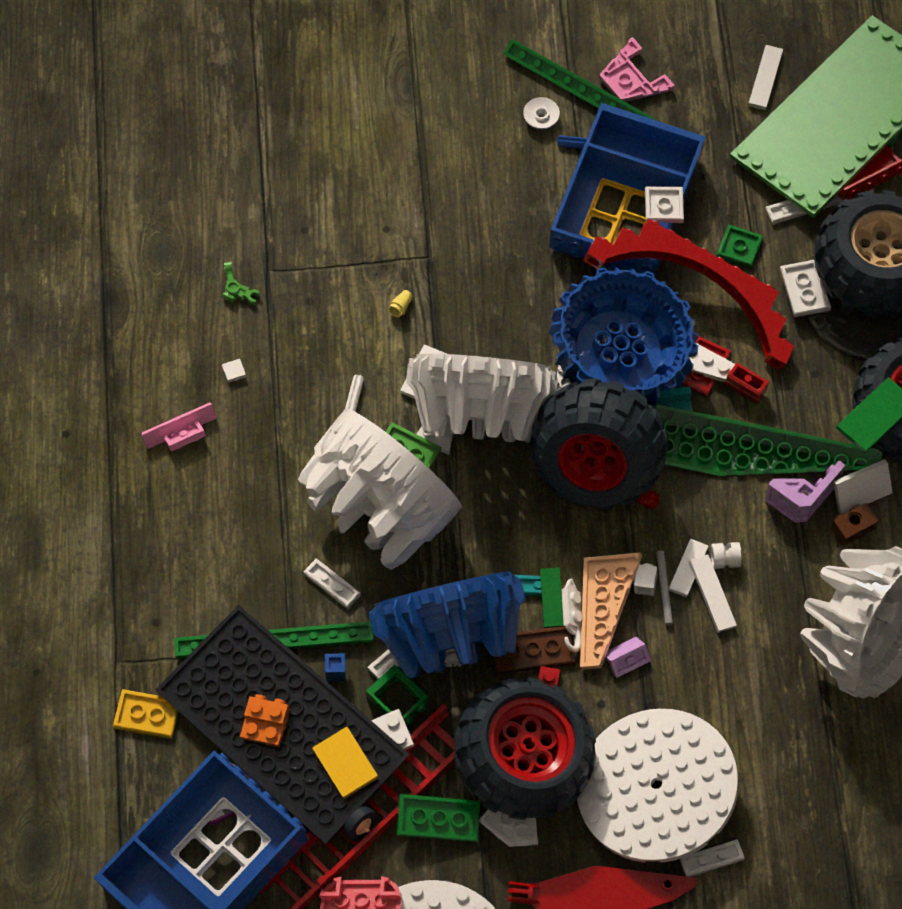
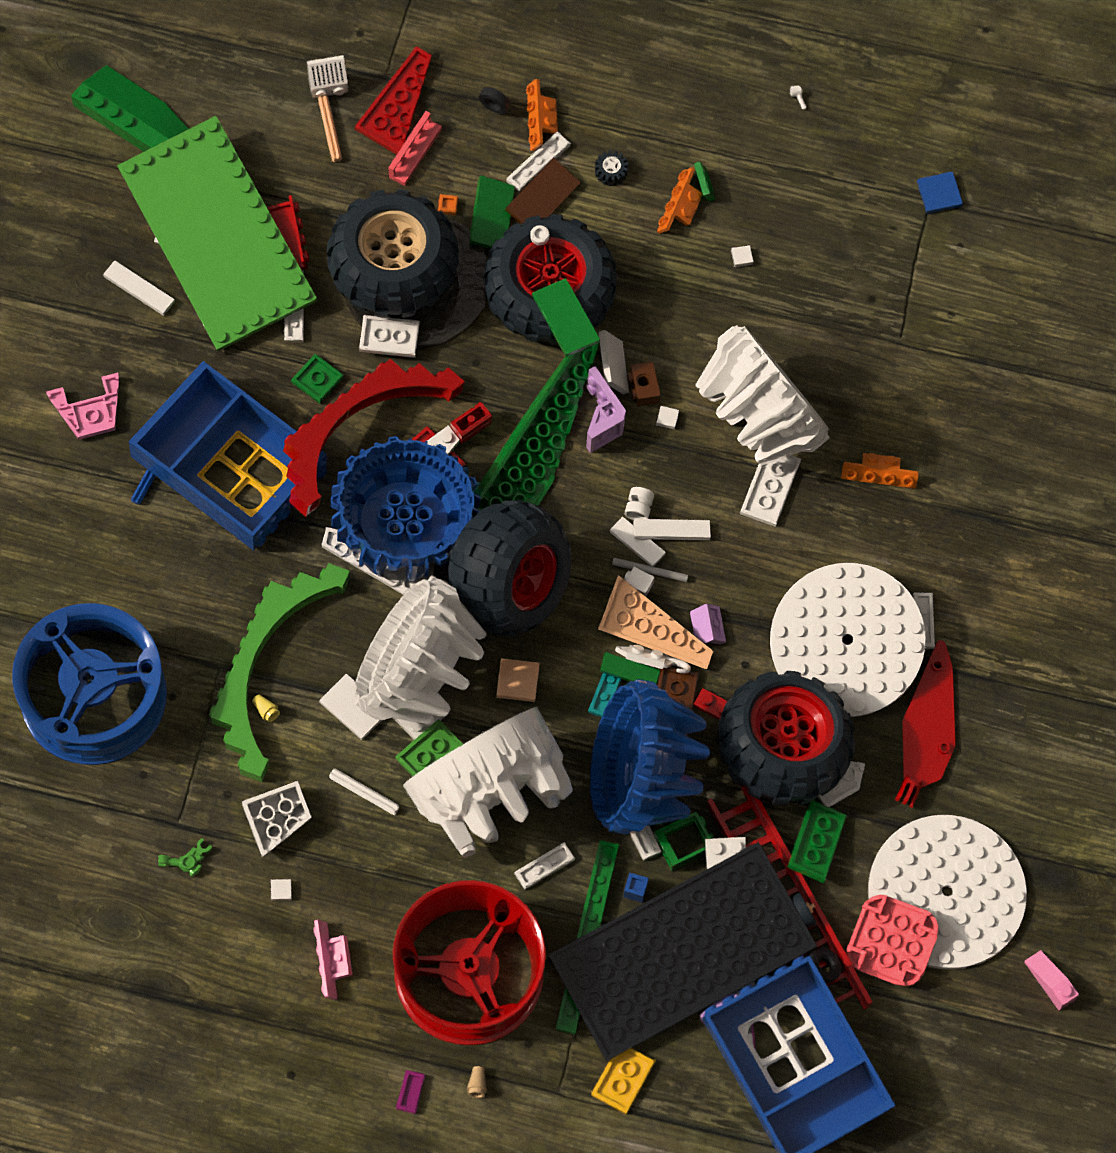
camera: 75 degrees left, 5 degrees up
(78, 535) = (410, 1092): none -> magenta tile
(102, 587) = (477, 1083): none -> tan cone
(176, 484) = (452, 963): none -> red wheel
(265, 720) = (679, 963): orange plate -> none
(299, 340) = (276, 815): none -> white wedge
(320, 869) = (831, 959): none -> black tyre
(345, 762) = (747, 902): yellow tile -> none
(363, 143) = (73, 676): none -> blue wheel
(398, 275) = (276, 607): none -> bright green arch
(506, 504) = (518, 680): none -> light nougat slope
(543, 107) = (97, 498): white dish -> none
(566, 78) = (80, 461): green plate -> none
(664, 204) = (265, 424): white tile -> none
(793, 673) = (770, 490): none -> white tile
(829, 556) = (667, 417): none -> white tile
(856, 769) = (880, 470): none -> orange bracket

